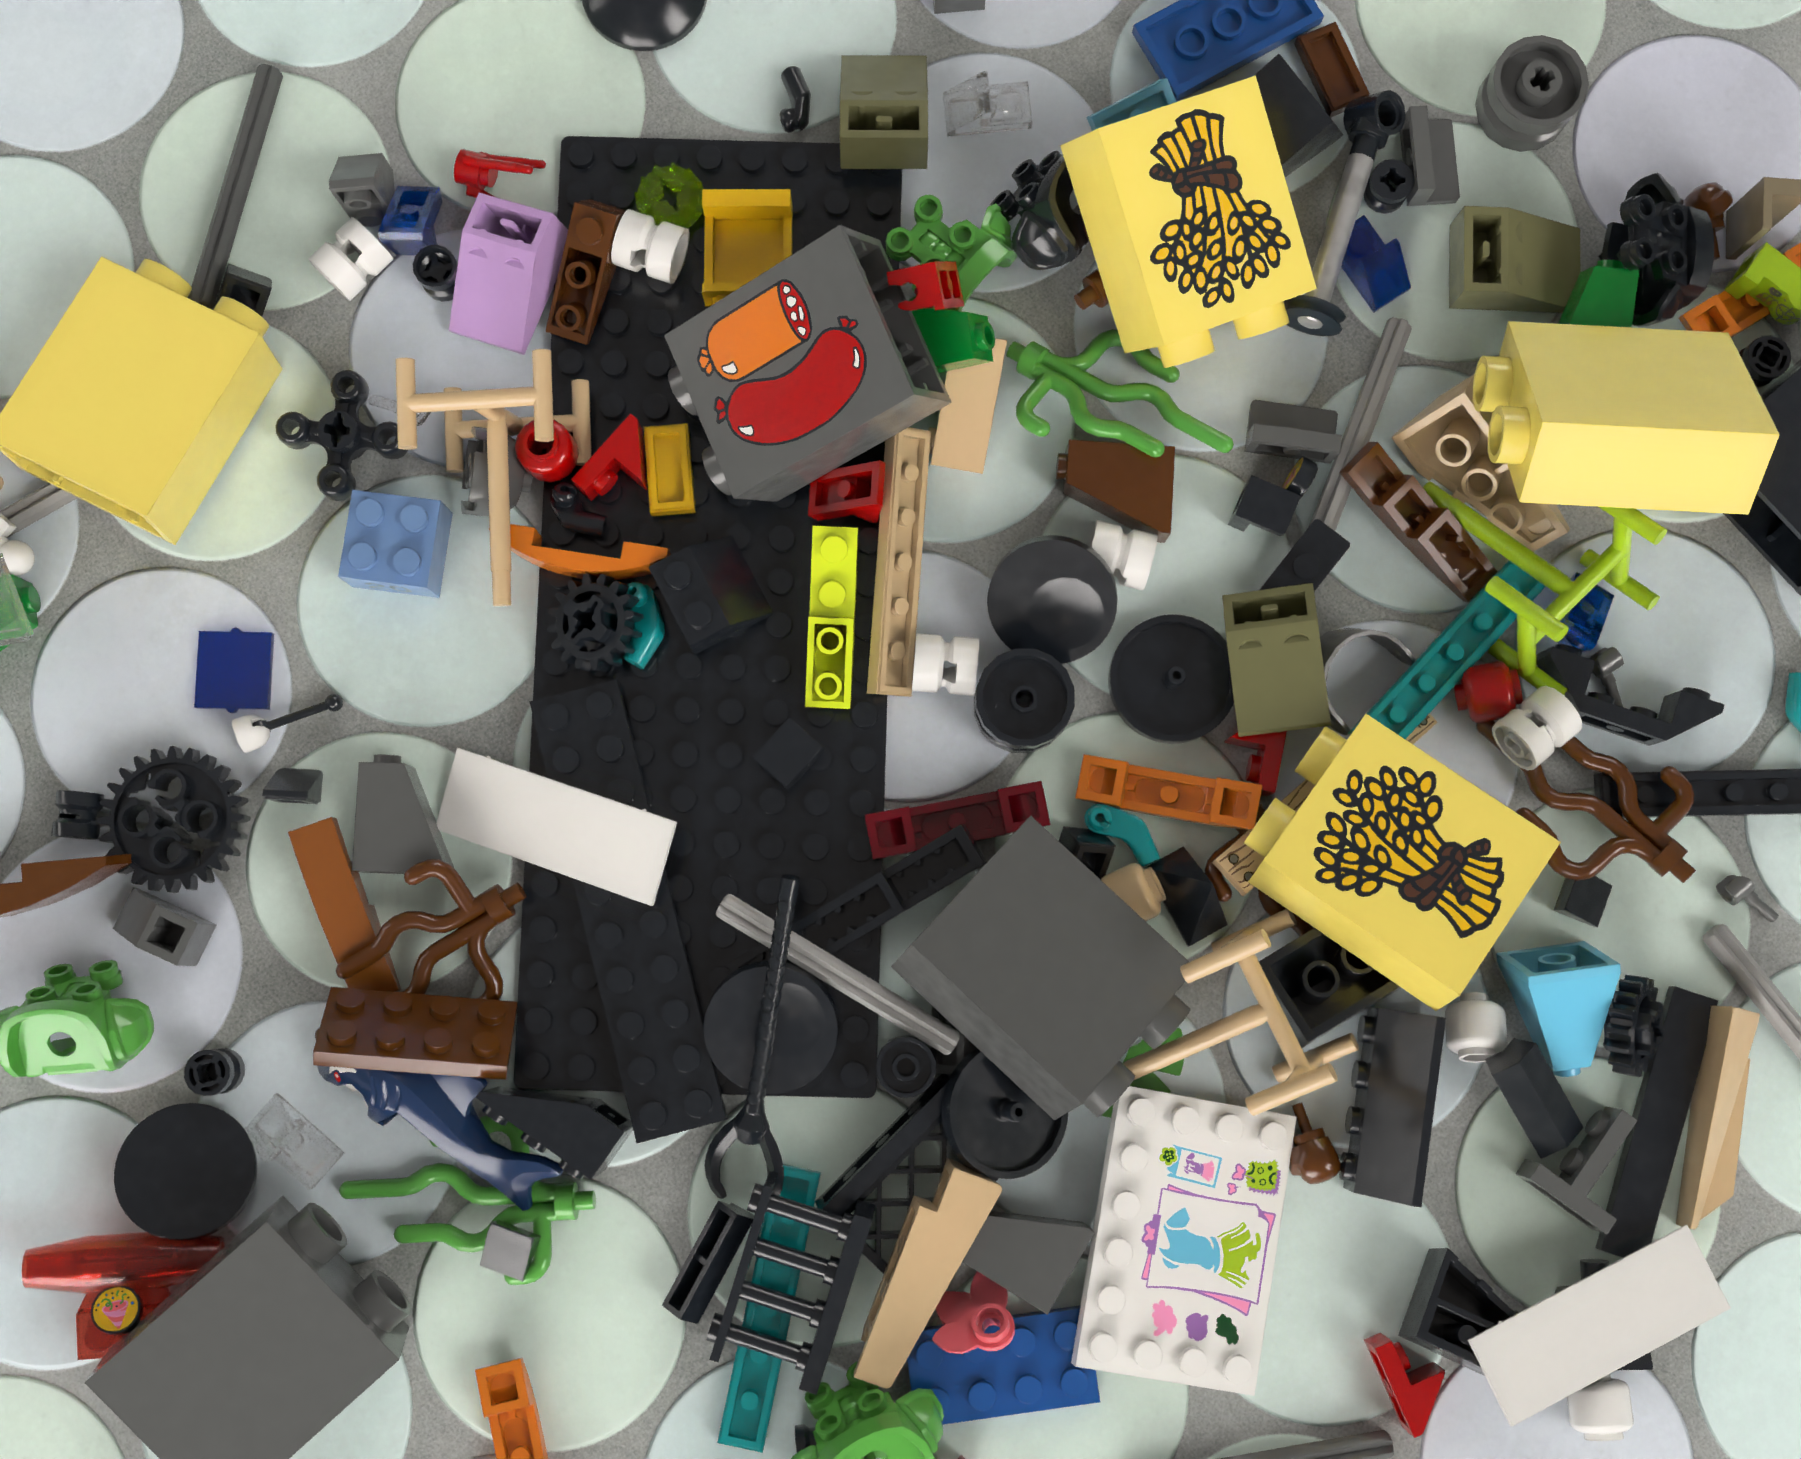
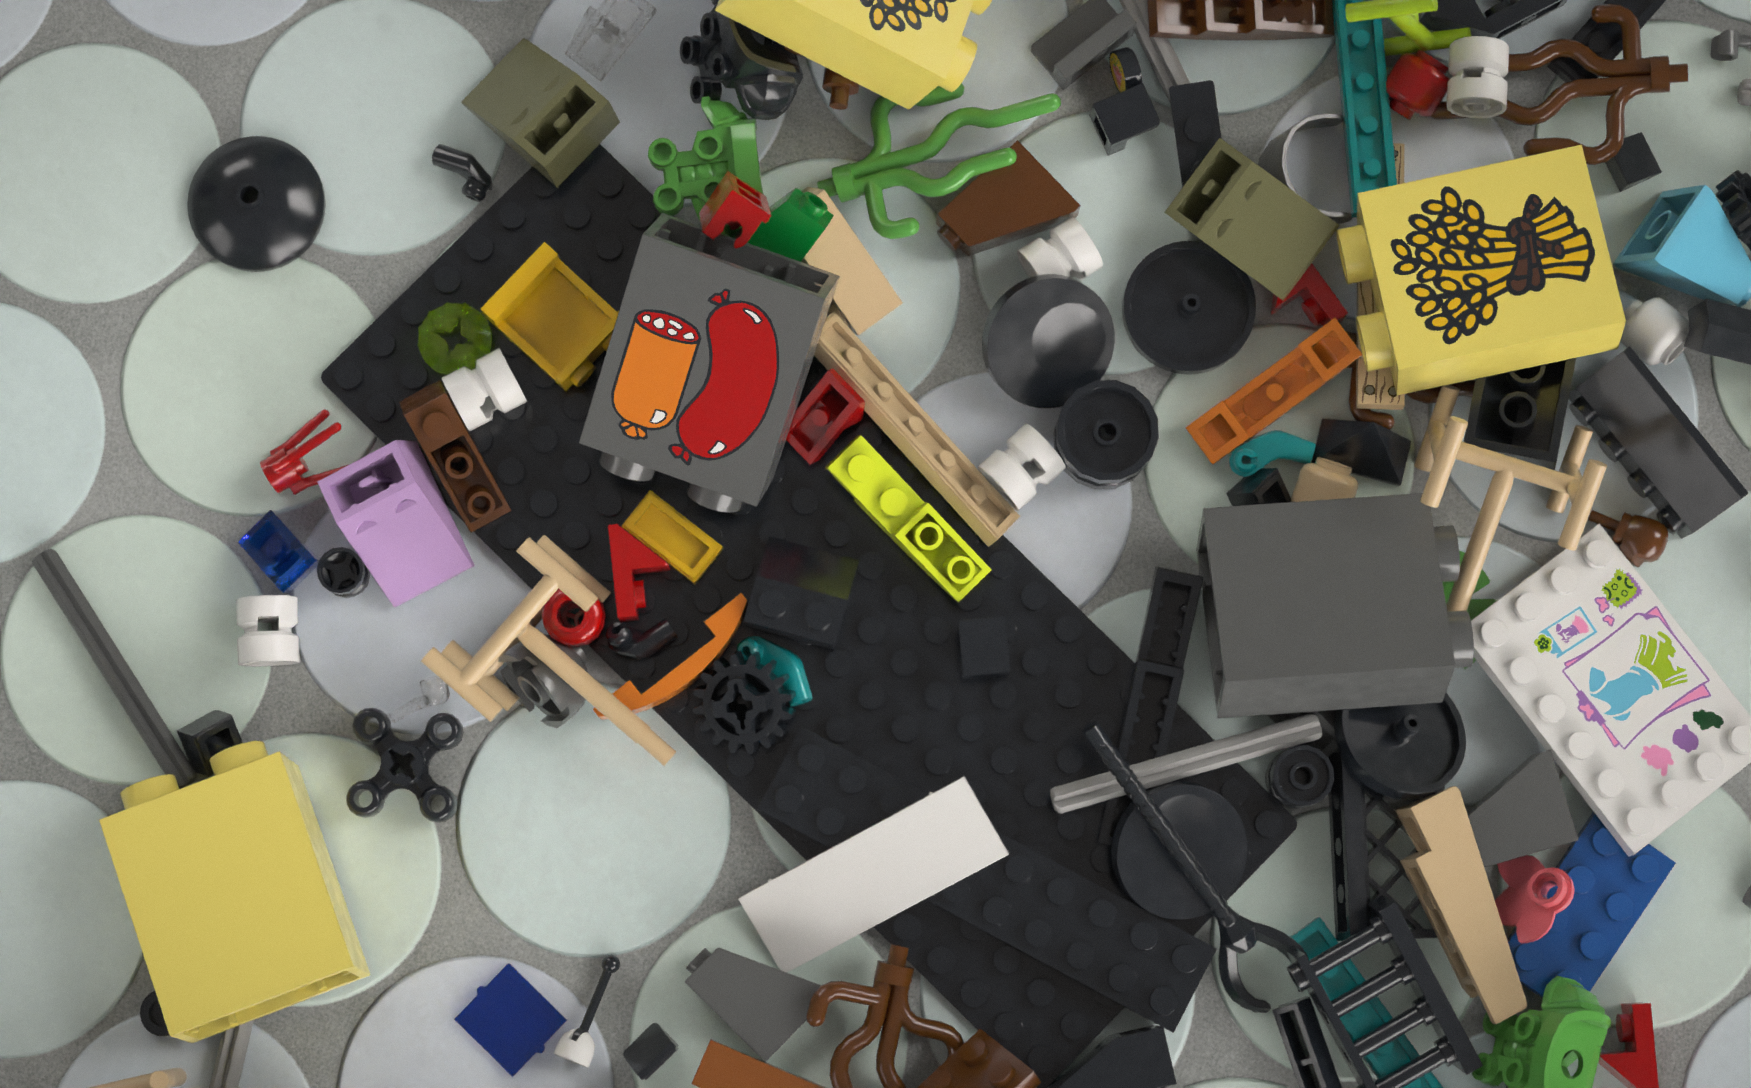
camera: 50 degrees left, 0 degrees up
(363, 186) = (220, 567): dark grey slope -> none
(395, 543) = (532, 801): medium blue brick -> none
(985, 816) = (1161, 545): dark red slope -> none

